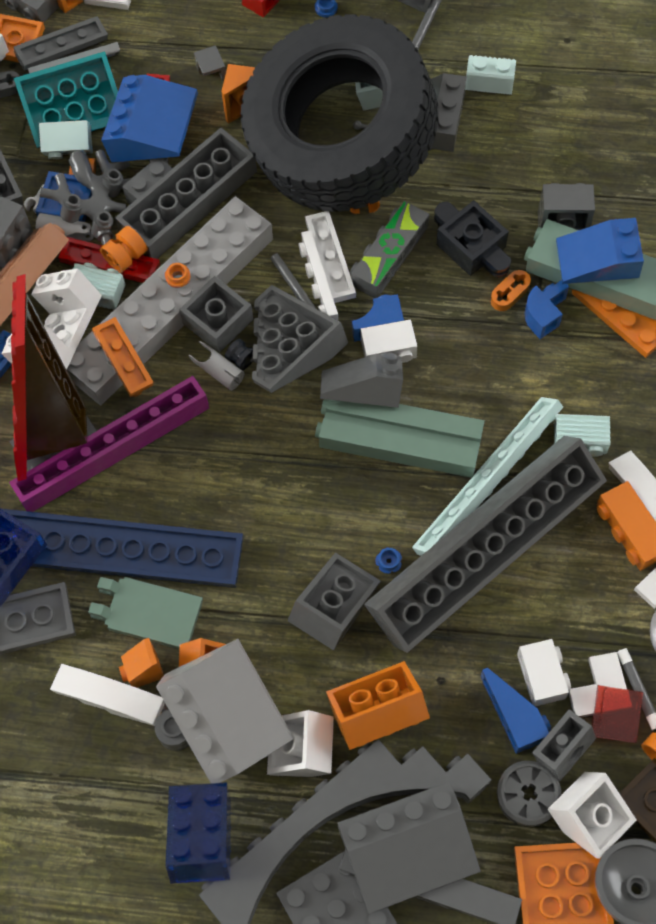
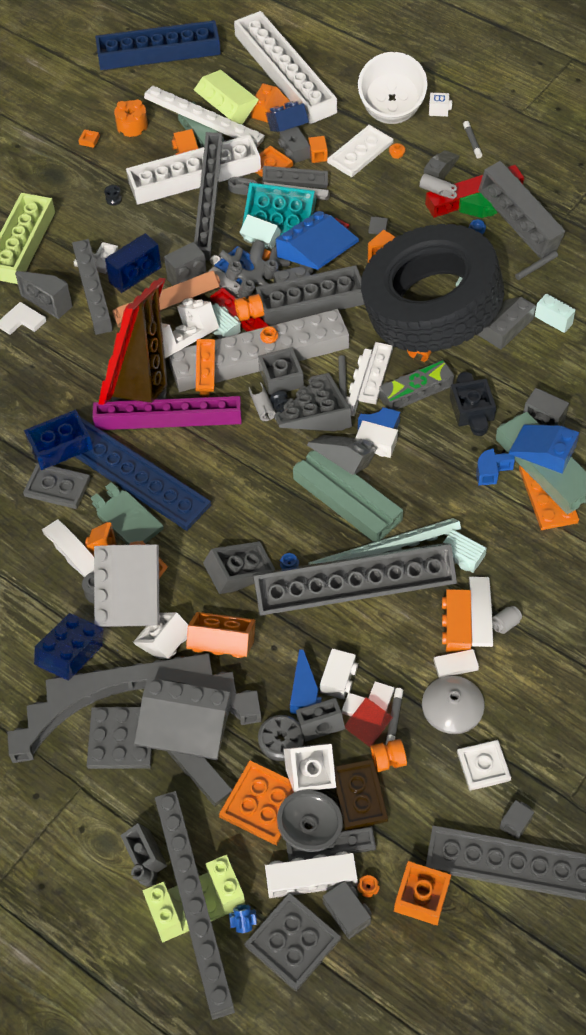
camera: 30 degrees right, 10 degrees down
(514, 294) = (478, 446): orange beam -> none

